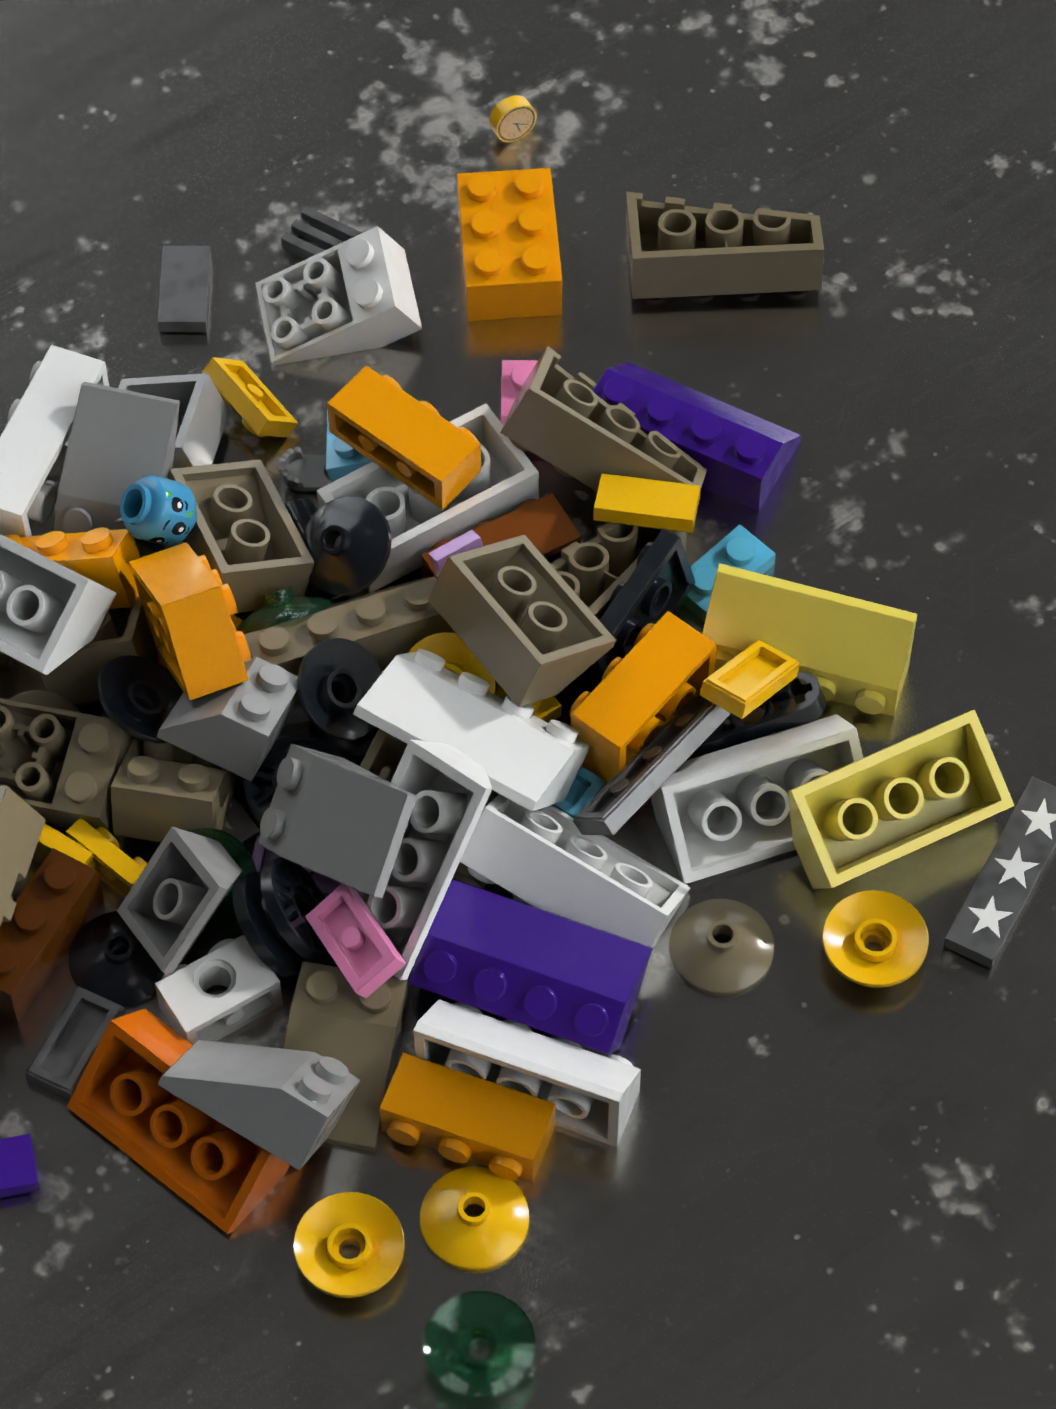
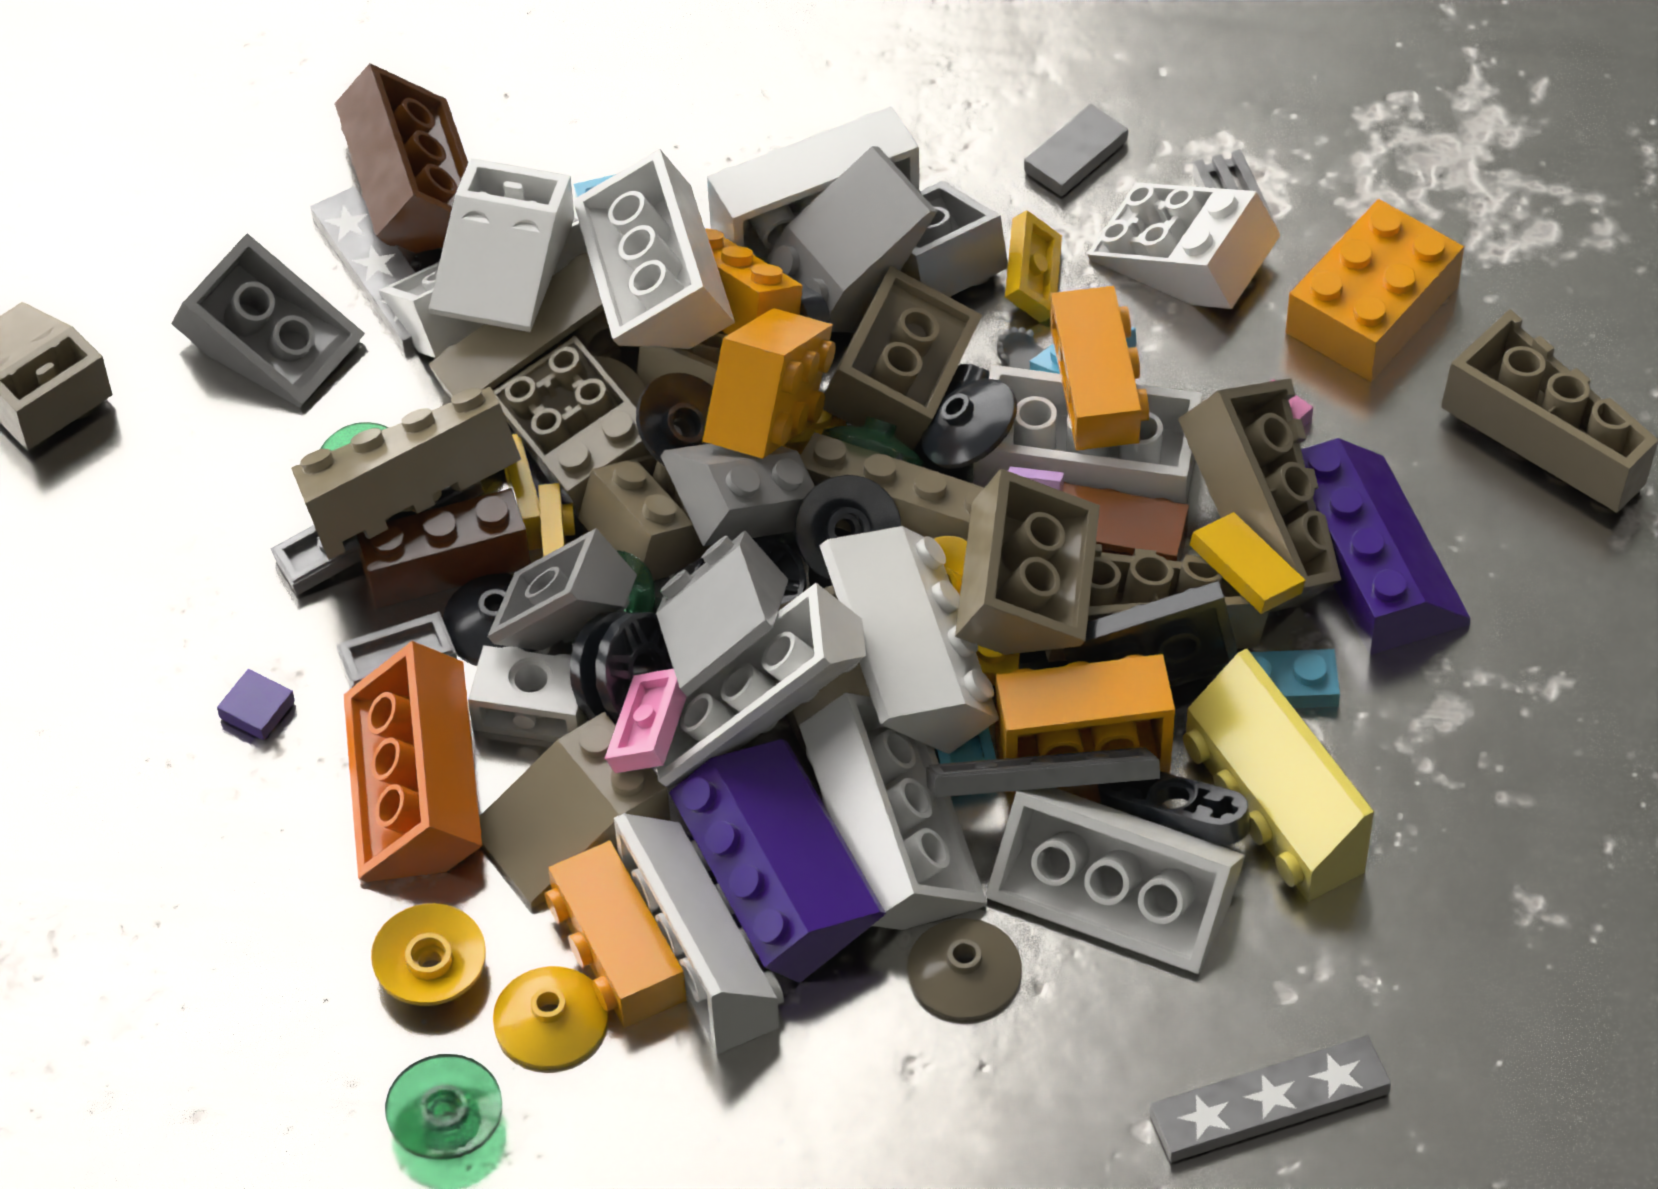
camera: 45 degrees right, 5 degrees down
(158, 510) = (837, 285): dark azure head -> none
(266, 1094) = (466, 786): light grey slope -> none
(512, 118) = (1489, 193): tile -> none
(749, 679) = (1181, 761): yellow tile -> none
(877, 919) = (1087, 1035): yellow dish -> none
(896, 801) = (1210, 952): light yellow slope -> none

